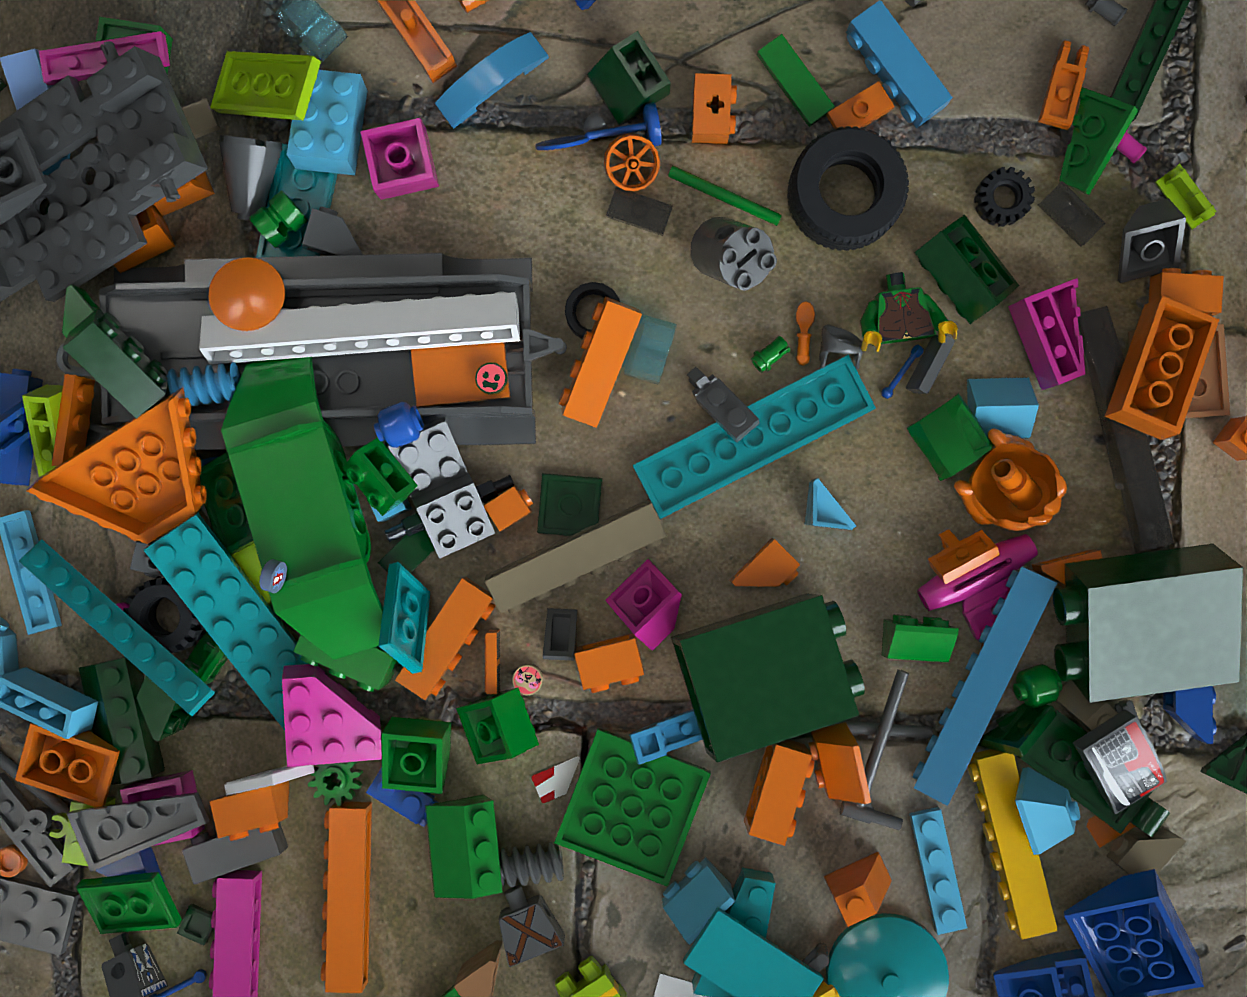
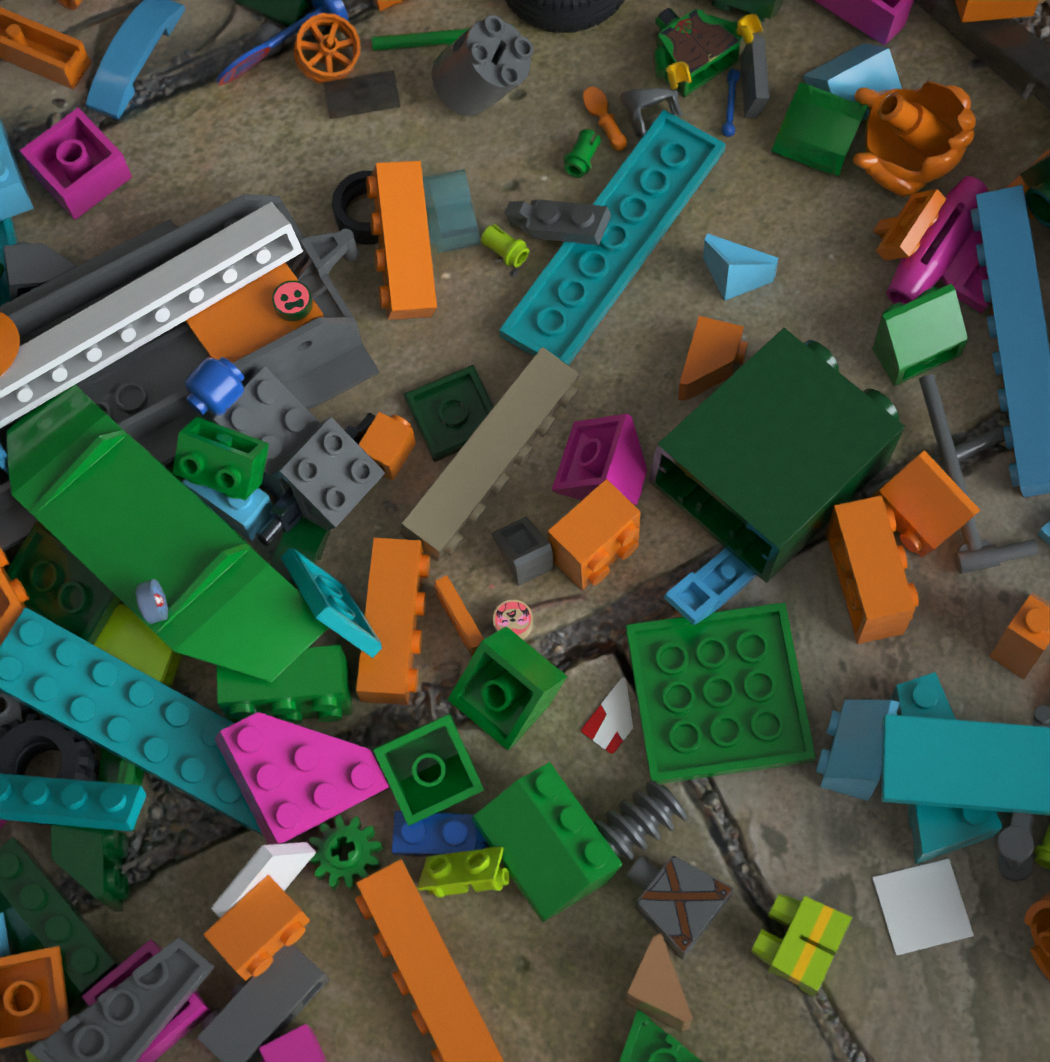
camera: 30 degrees left, 20 degrees down
(401, 836) = (455, 871): none -> lime hinge
(674, 398) = (500, 242): none -> lime pin

